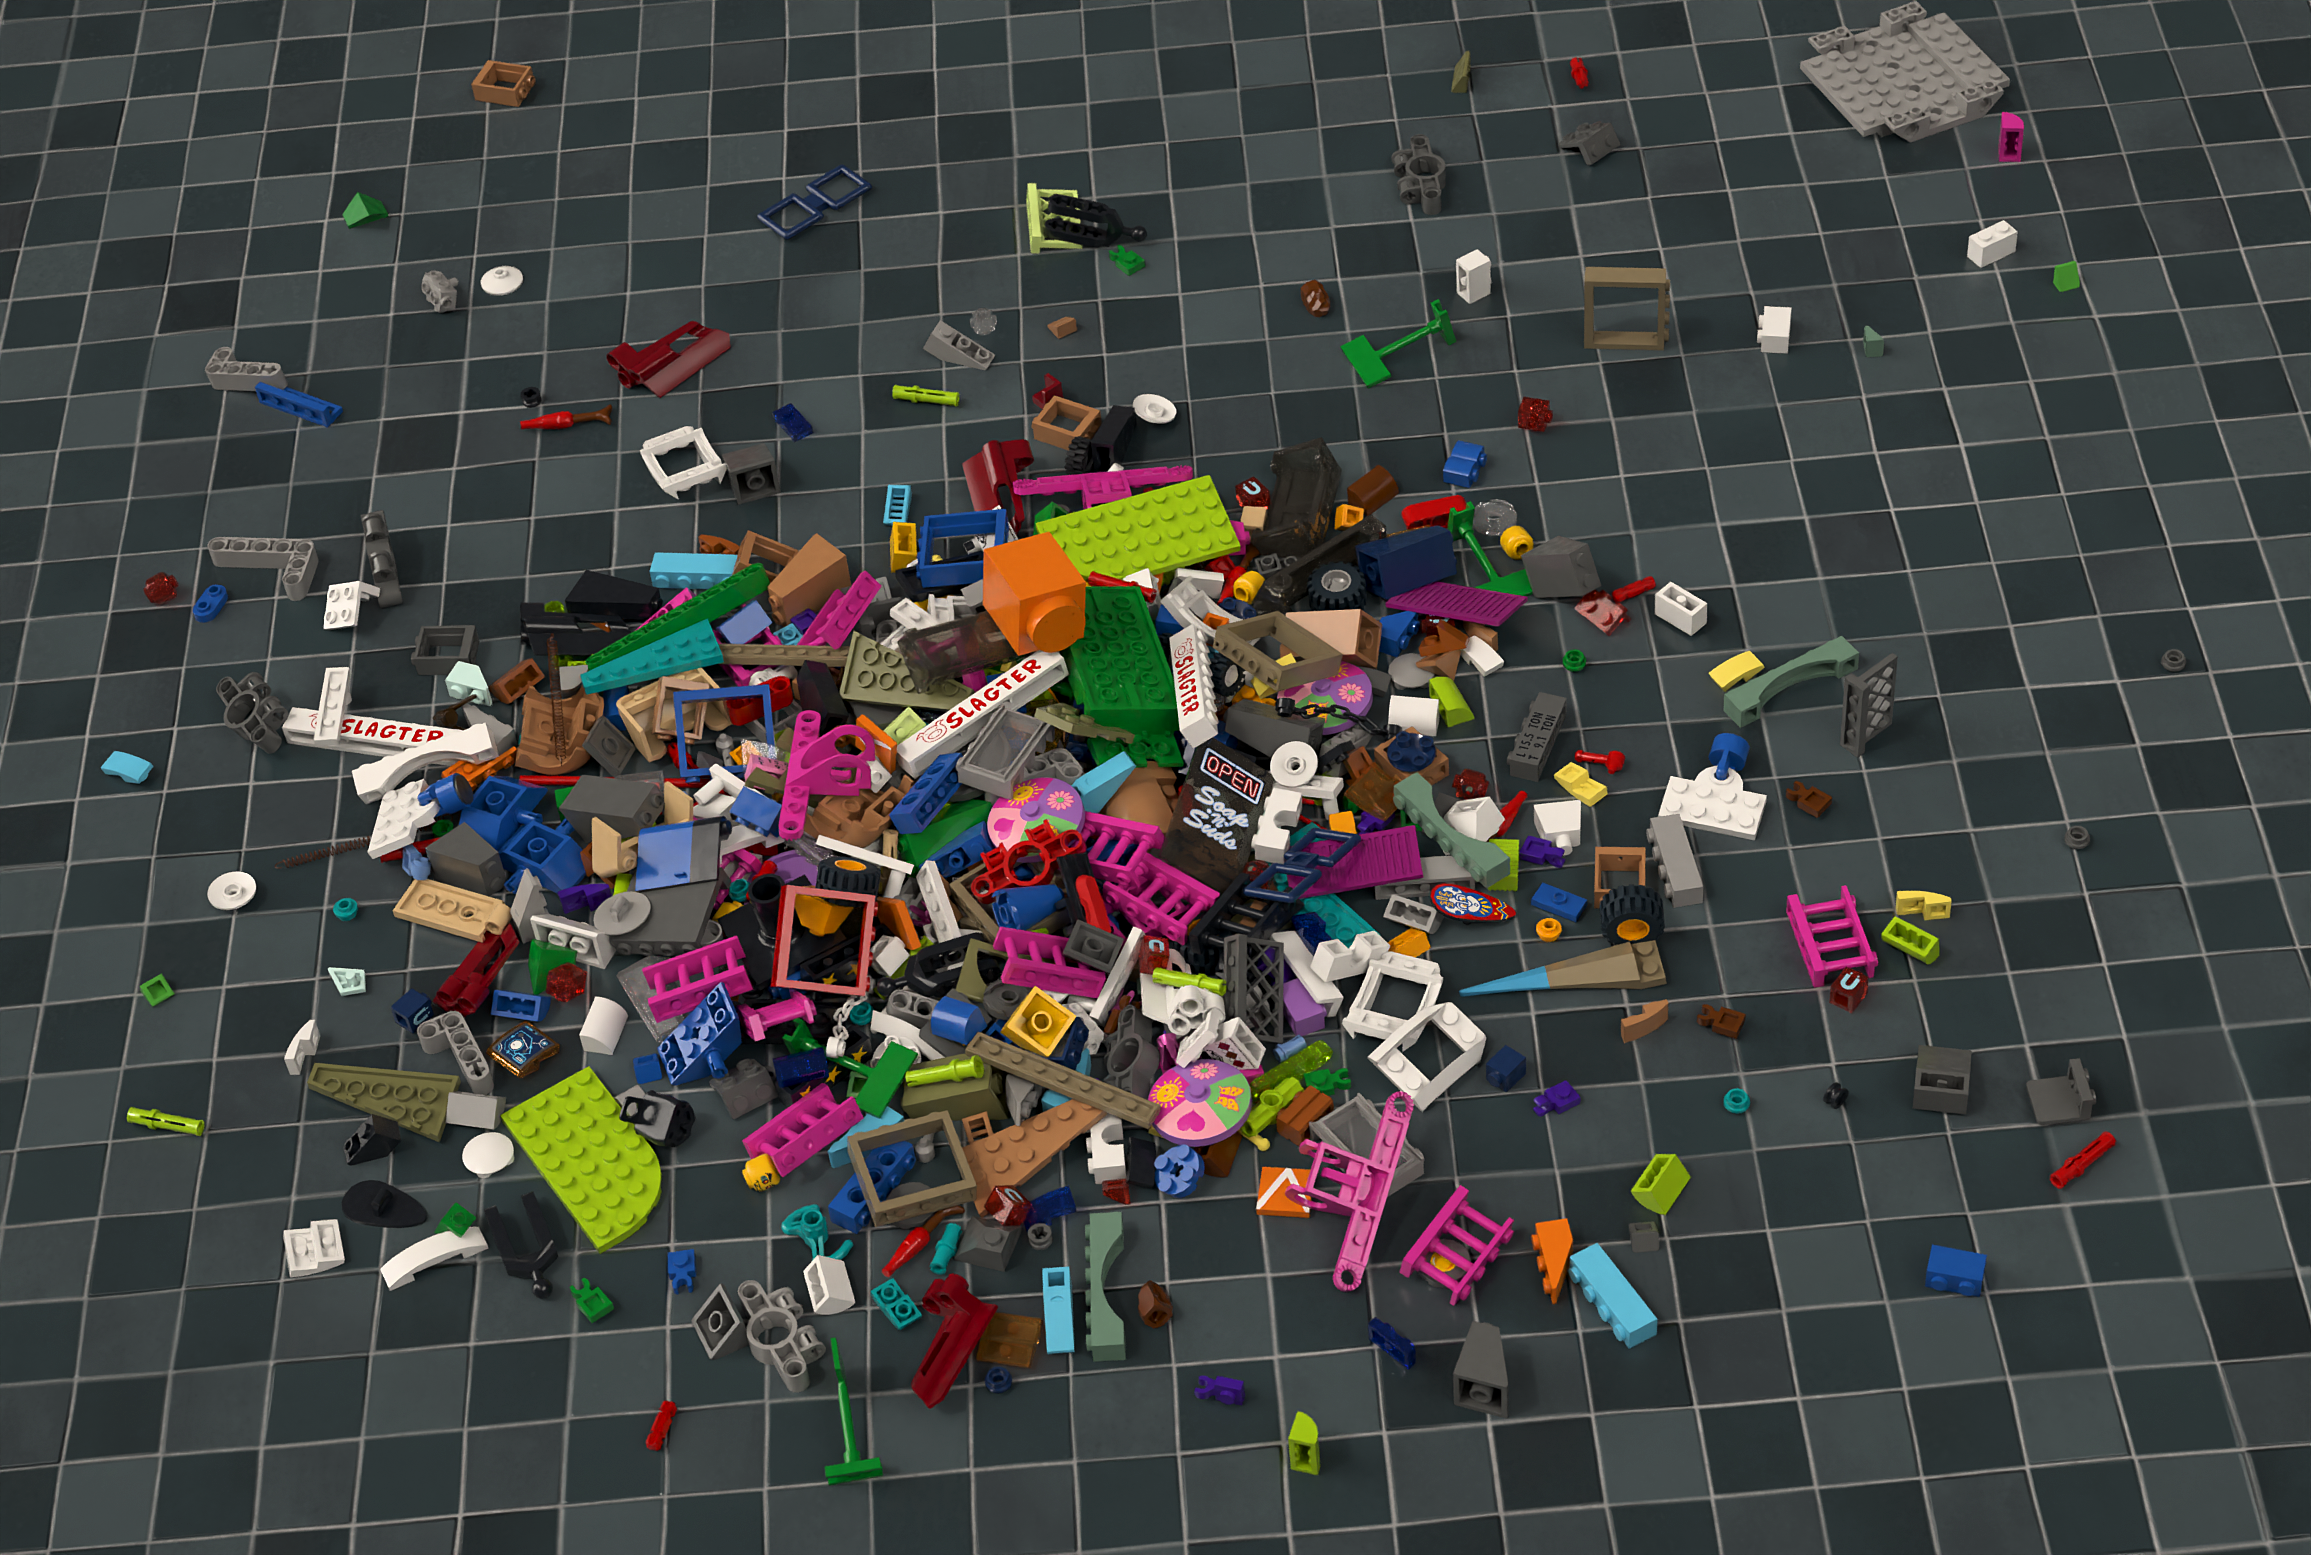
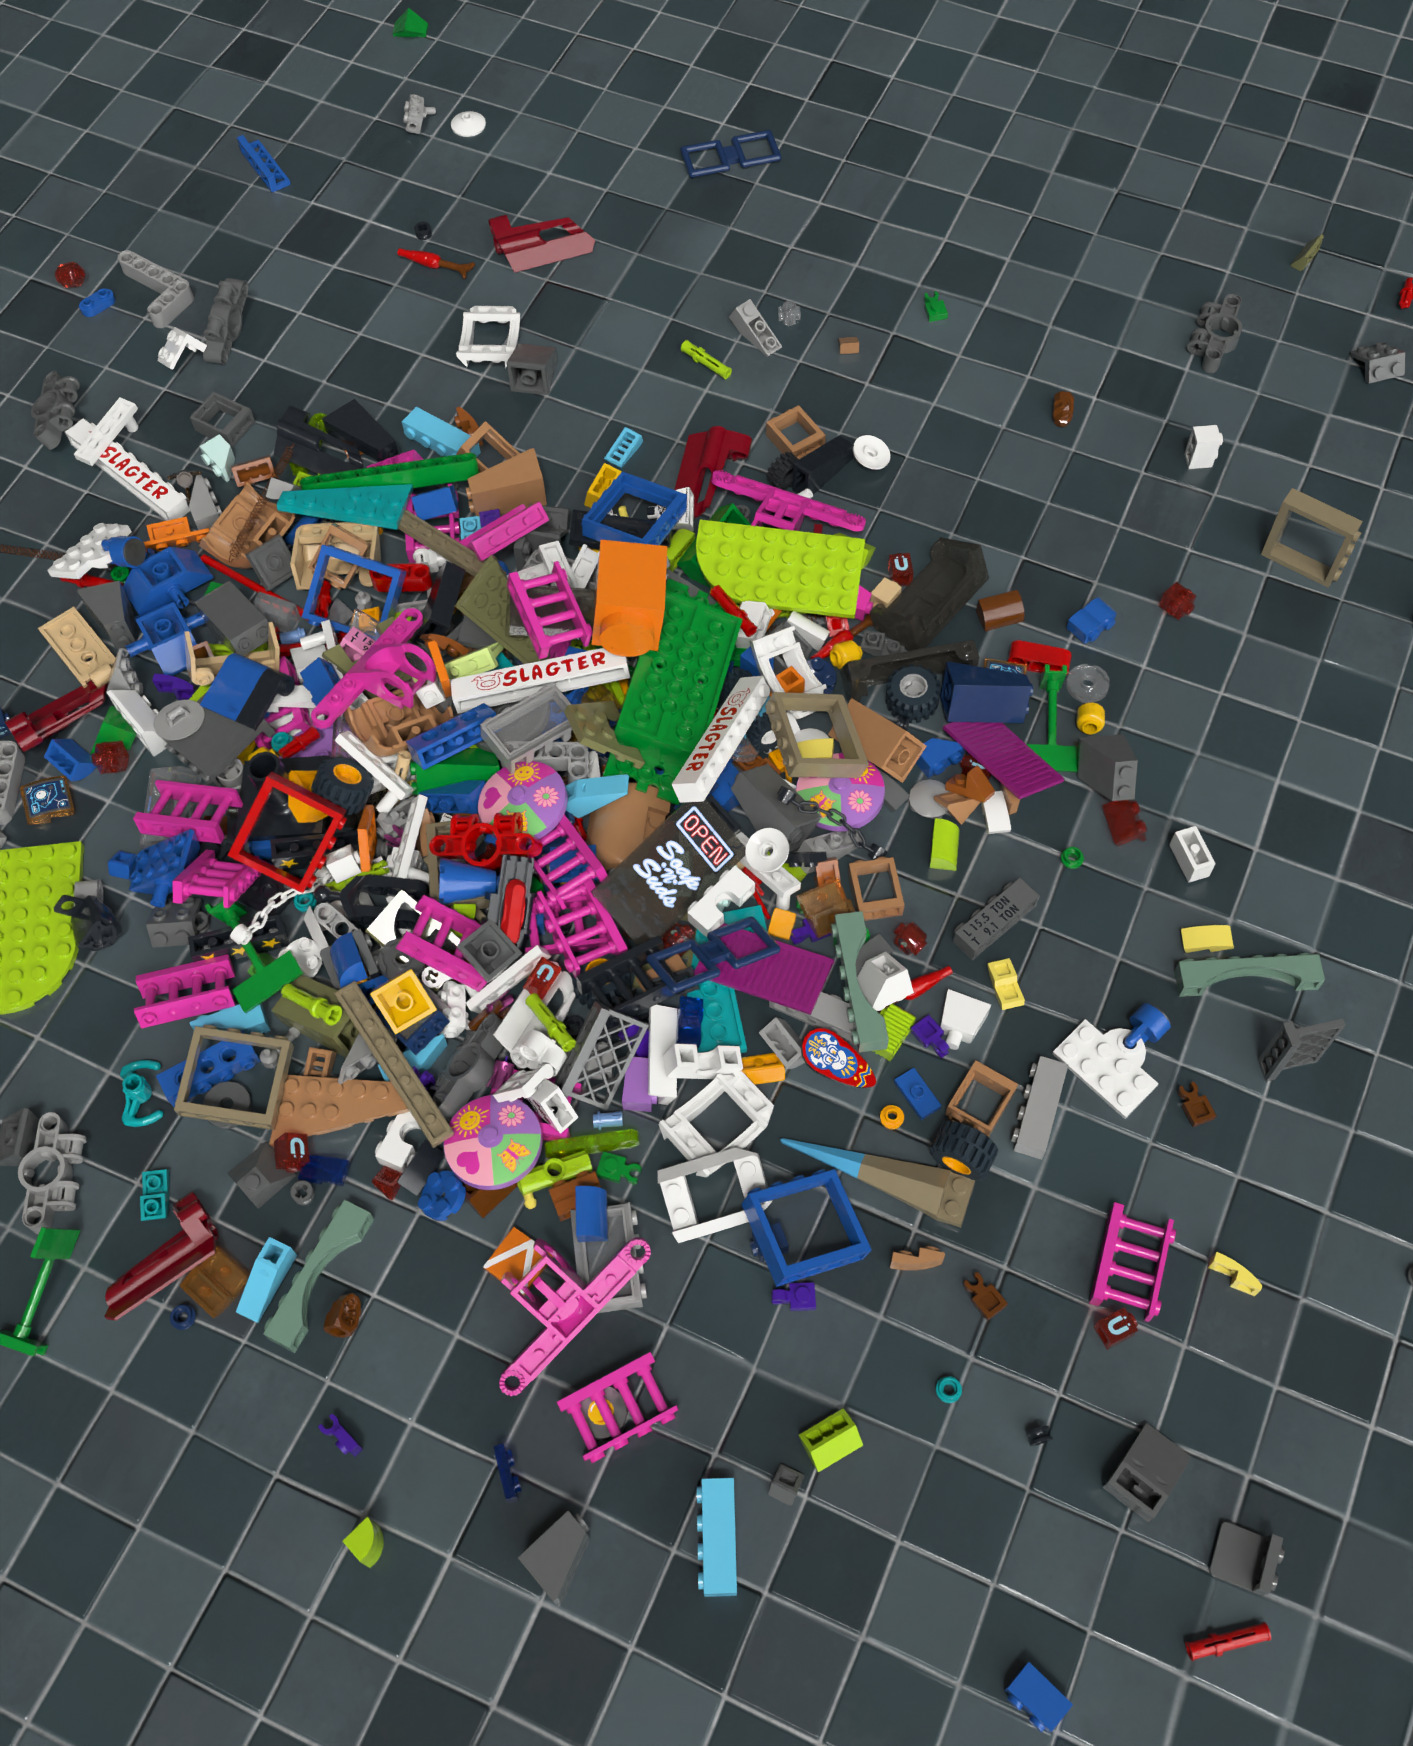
camera: 25 degrees right, 15 degrees up
(229, 374) = (233, 120): light grey beam -> none
(345, 909) = (11, 609): teal plate -> none
(415, 864) = (74, 601): medium blue plate -> none
(470, 745) = (100, 508): white arch -> none
(603, 1026) = (113, 810): white brick -> none
(681, 1269) = (27, 1064): blue plate -> none
(761, 1173) = (126, 1010): yellow head -> none
(792, 422) = (594, 338): clear blue plate -> none
(800, 1067) = (207, 935): clear blue brick -> none
(828, 1285) = (116, 1148): white brick -> none
(918, 1239) = (207, 1142): red piece -> none
(945, 1248) = (223, 1163): teal pin -> none
(957, 657) = (534, 624): none -> dark pink fence
(1037, 218) = (888, 235): yellowish green fence -> none
(1053, 387) = (802, 399): dark red panel -> none
(1092, 212) = (929, 278): black piece -> none
(1330, 1113) = (591, 1214): none -> blue brick
(1347, 516) = (966, 627): light orange slope -> none
(1369, 363) = (1071, 483): green piece -> none
(1411, 751) = (874, 885): dark blue dish -> none
(1415, 712) = (904, 845): white brick -> none
(1536, 1072) = (769, 1247): none -> blue window
(1555, 1247) = (698, 1460): orange slope -> none
(1613, 761) = (1046, 975): red piece -> none
(1633, 589) = (1164, 811): red axle -> none
(1911, 940) = (1200, 1309): lime brick -> none

